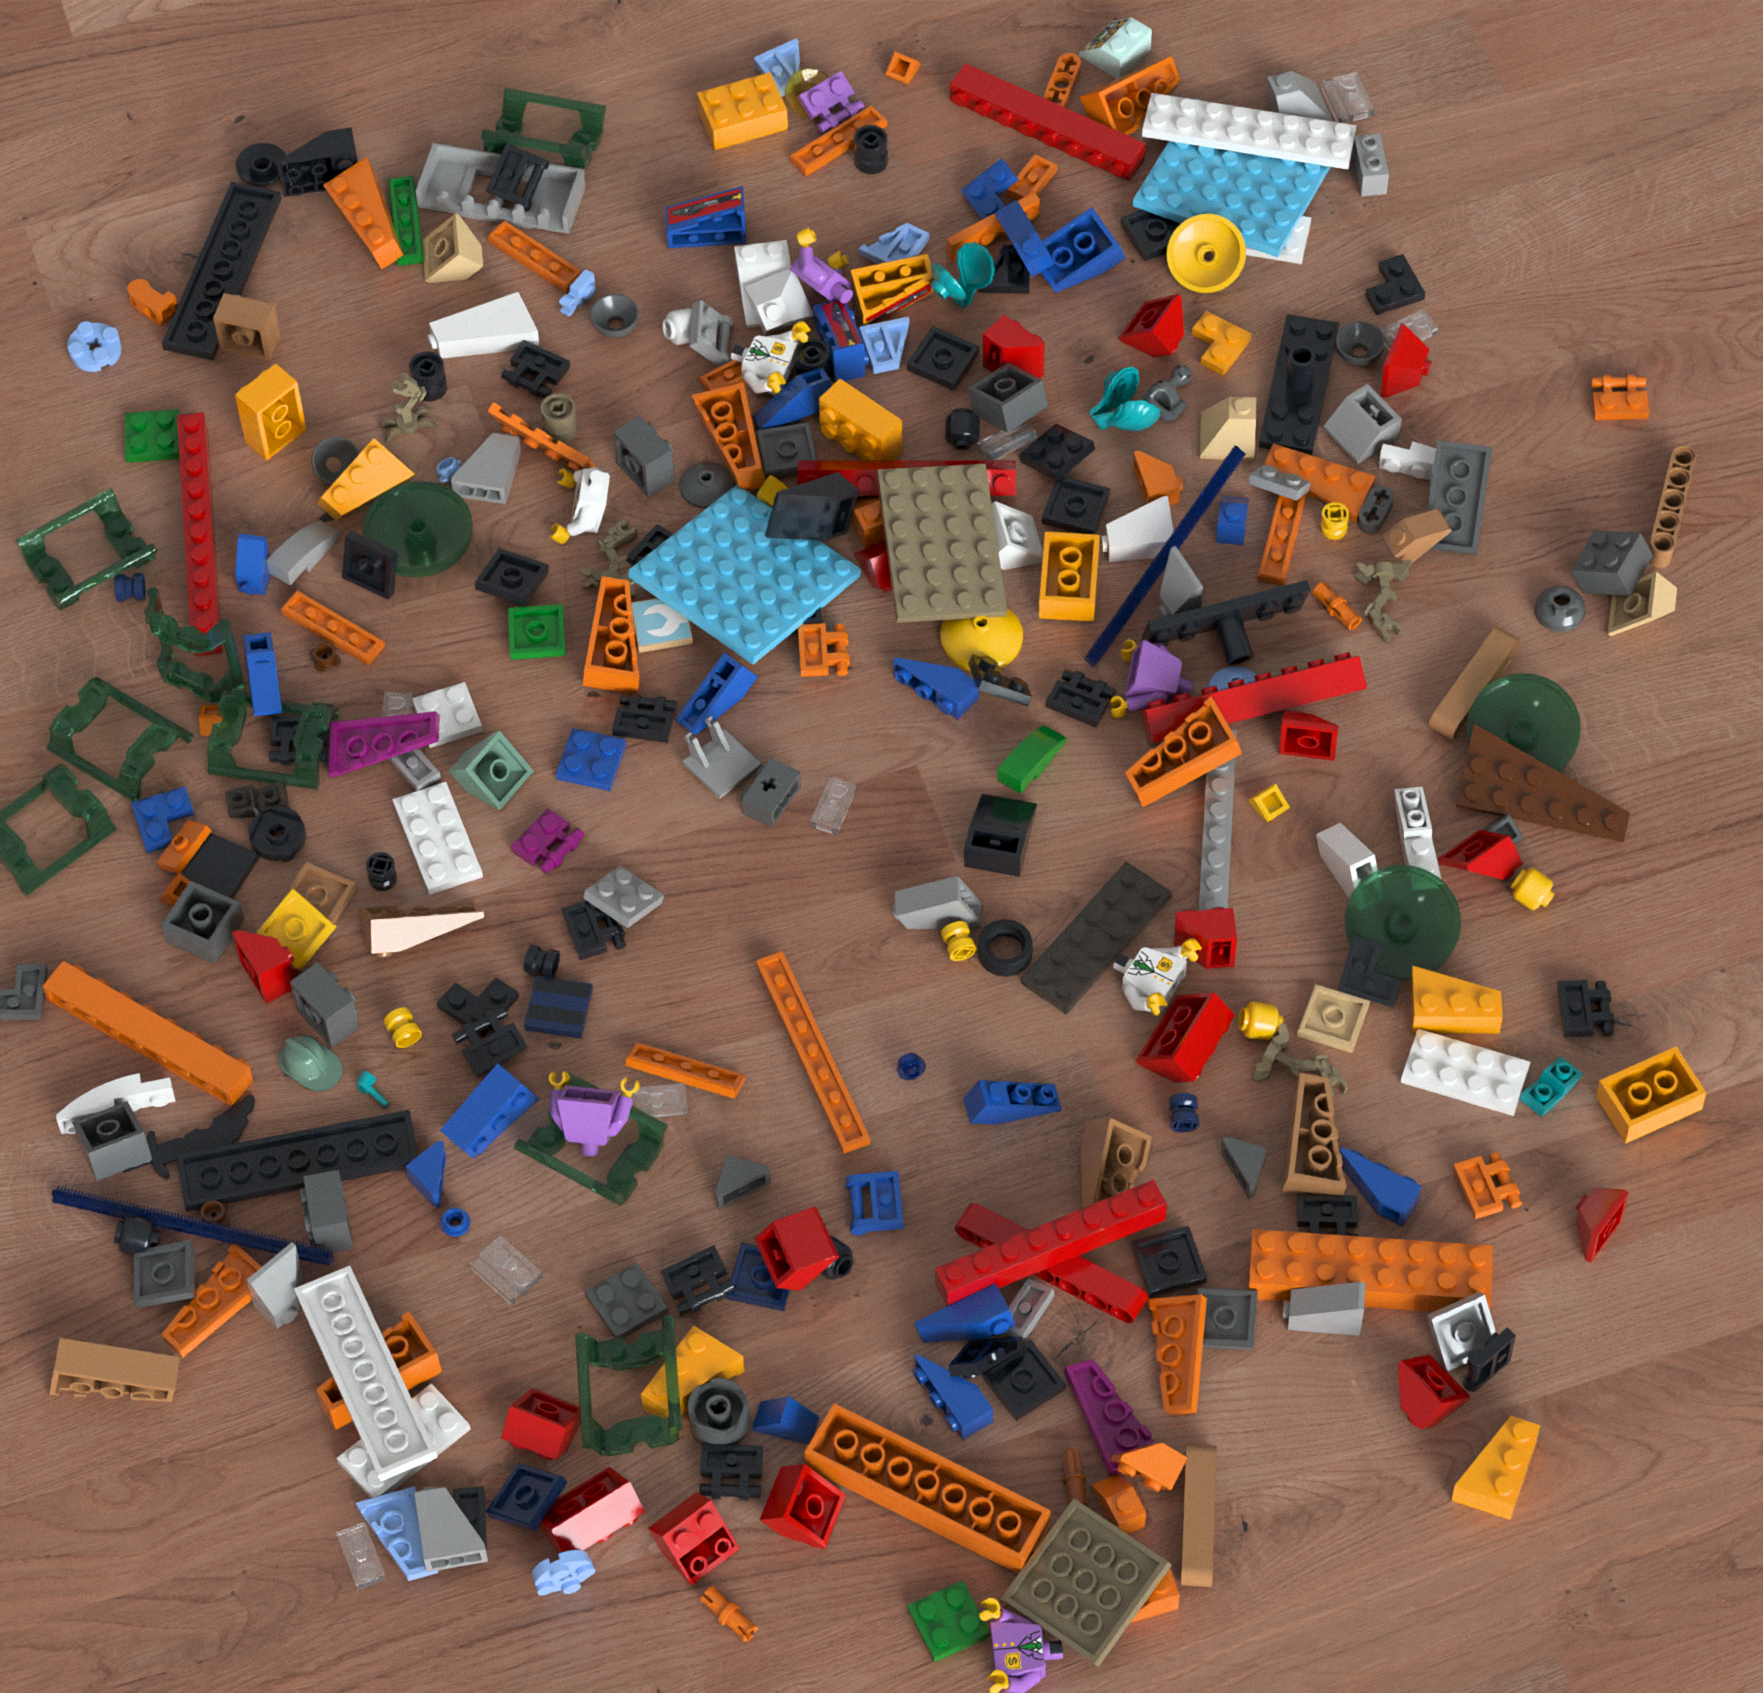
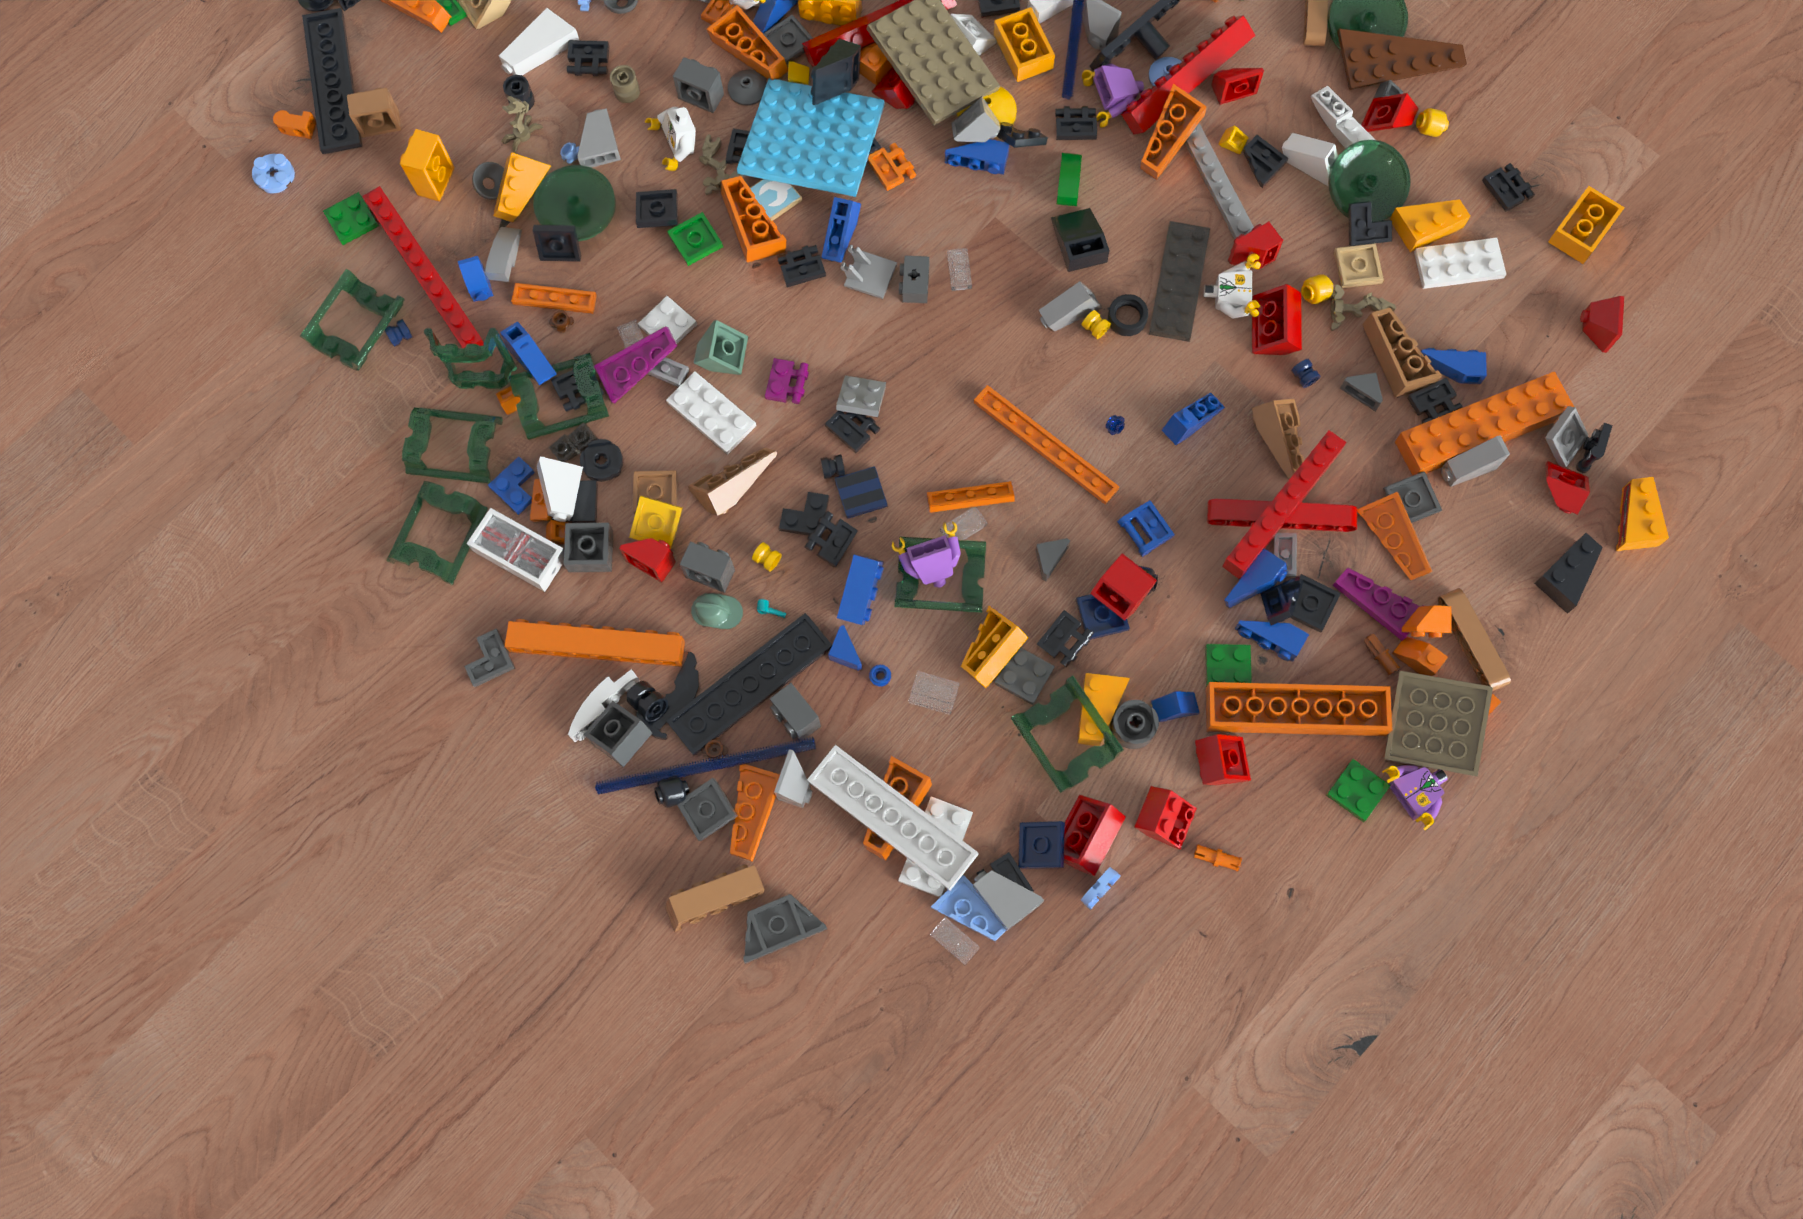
camera: 25 degrees left, 15 degrees up
(119, 887) = (517, 549): none -> brick
(167, 1122) = (647, 701): none -> black wheel
(168, 1442) = (778, 926): none -> dark grey wing
(209, 838) = (559, 487): none -> white slope
(381, 871) = (691, 458): black wheel -> none
(516, 426) = (622, 104): orange wing -> none
(541, 1424) = (1022, 788): red slope -> none
(591, 759) = (782, 310): blue plate -> none
(602, 1250) = (993, 647): none -> light orange wedge
(731, 1462) = (1158, 752): black plate -> none
(881, 1400) = (1228, 663): none -> green plate
(951, 644) = (976, 123): none -> light grey slope
(1169, 1261) = (1354, 477): black plate -> none
(1290, 841) = (1263, 160): none -> black wing
(1370, 1490) = (1570, 573): none -> black wedge
(1479, 1188) = (1514, 335): orange plate -> none
(1551, 1086) = (1517, 248): teal slope -> none

